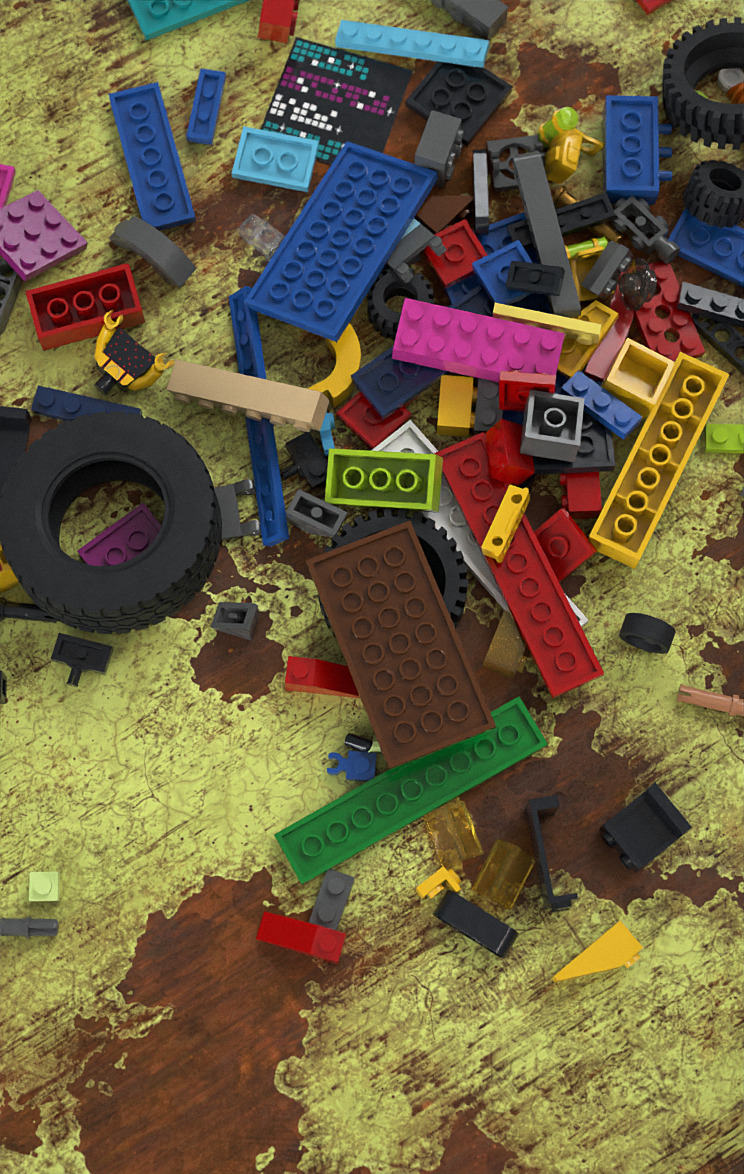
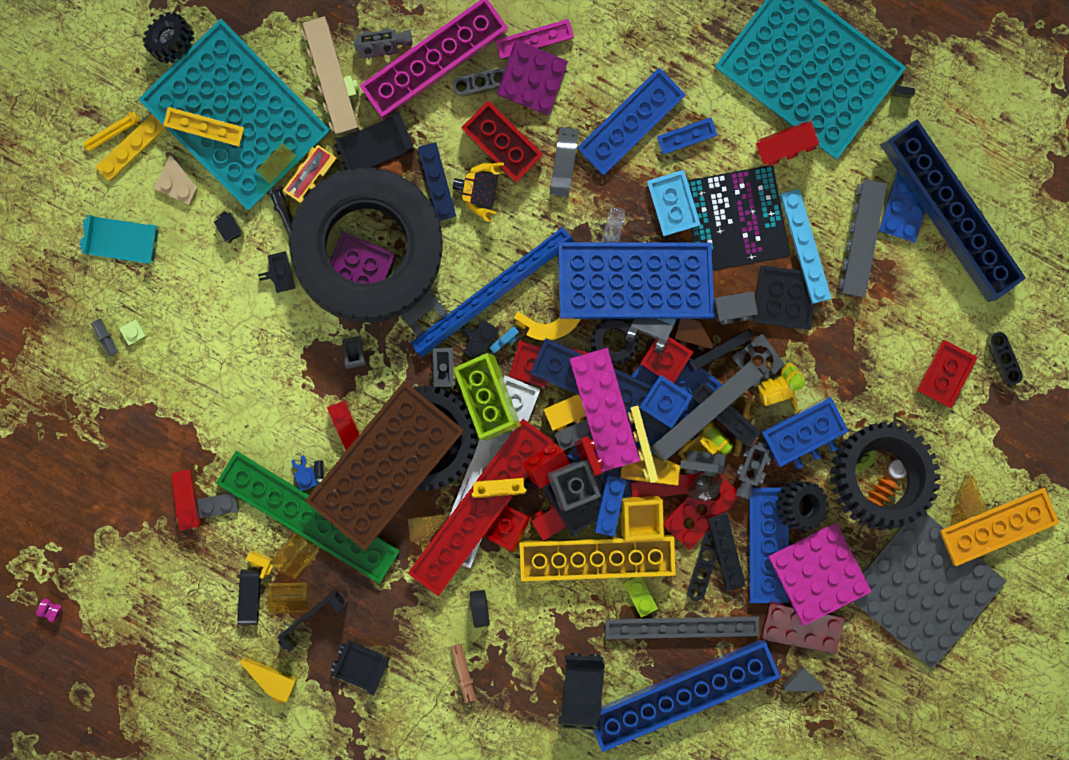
camera: 60 degrees right, 15 degrees up
(248, 395) = (495, 280): tan brick -> none
(535, 278) = (667, 422): black plate -> none

